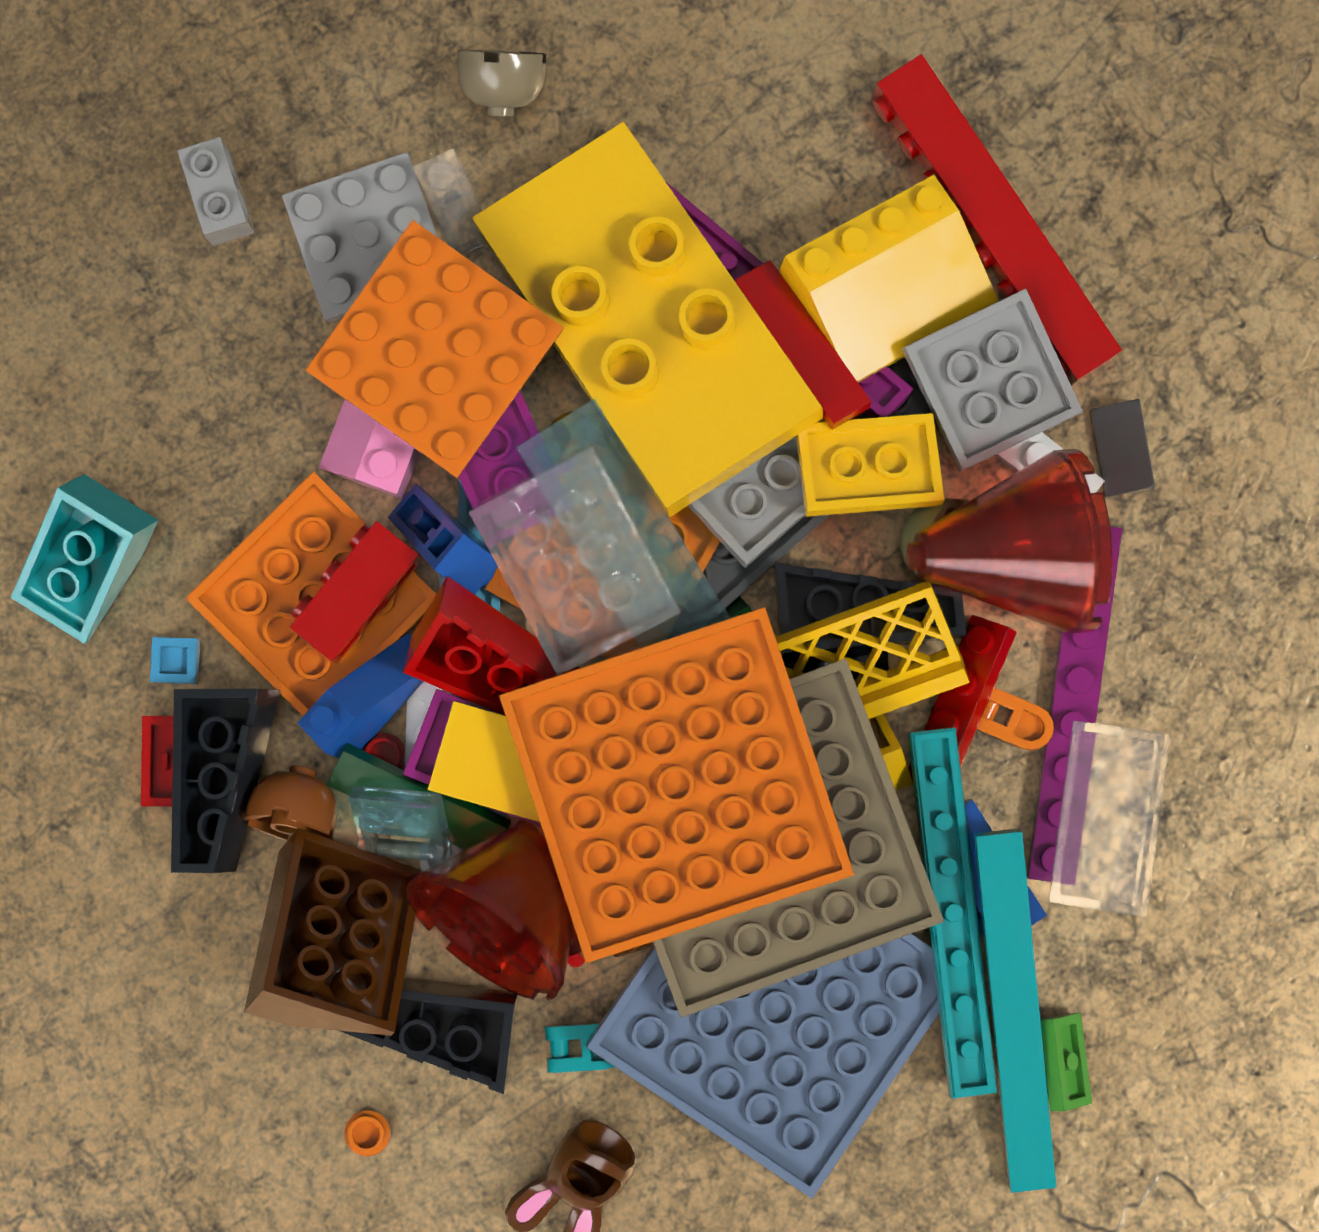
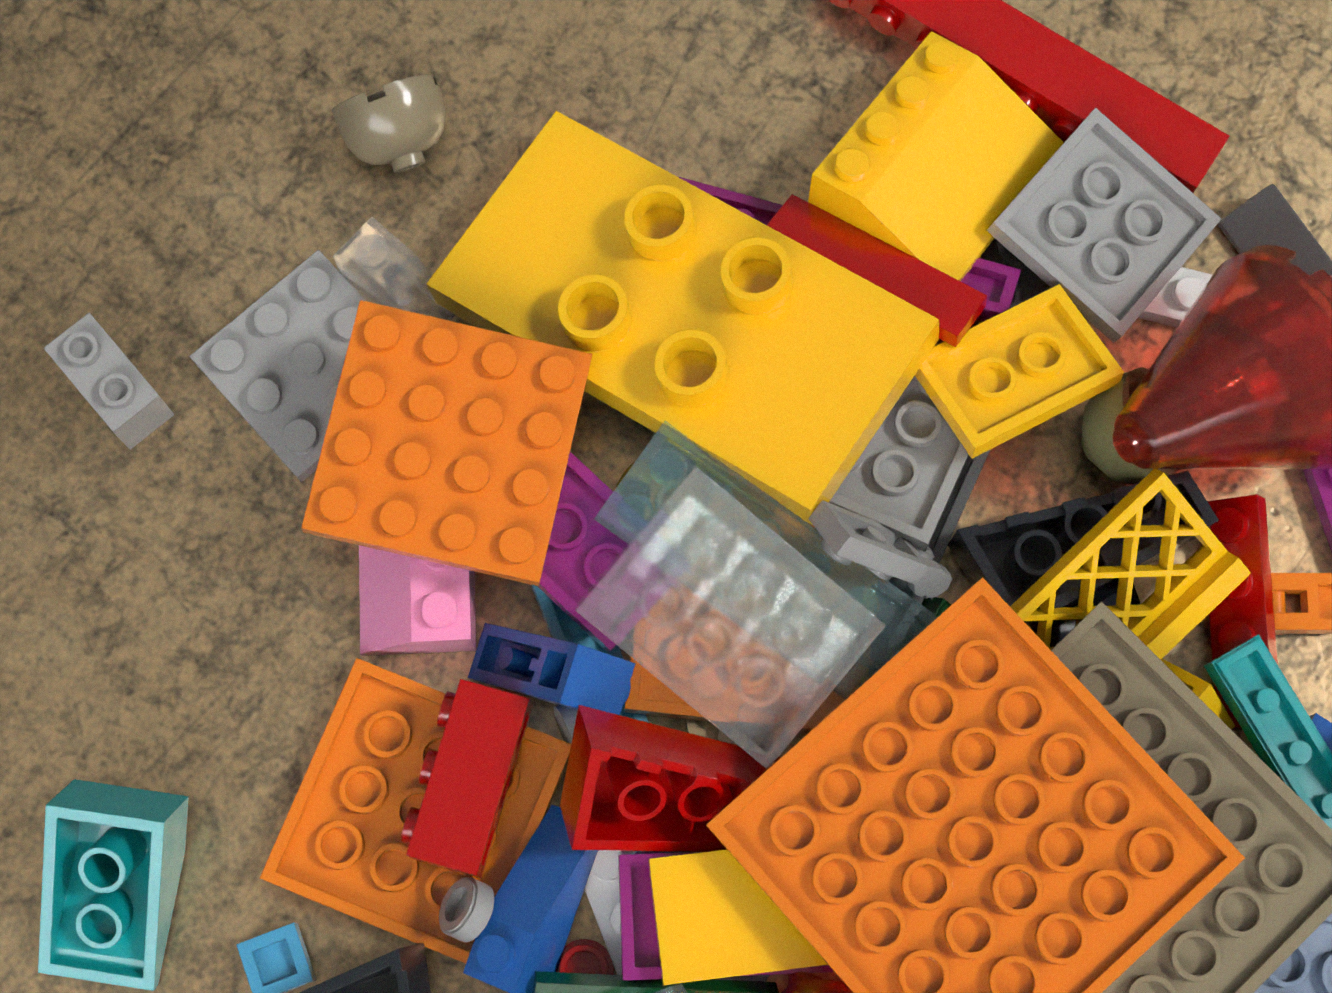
camera: 30 degrees left, 10 degrees down
(317, 680) = (466, 909): none -> light grey tile
(708, 553) = (868, 543): none -> light grey hinge

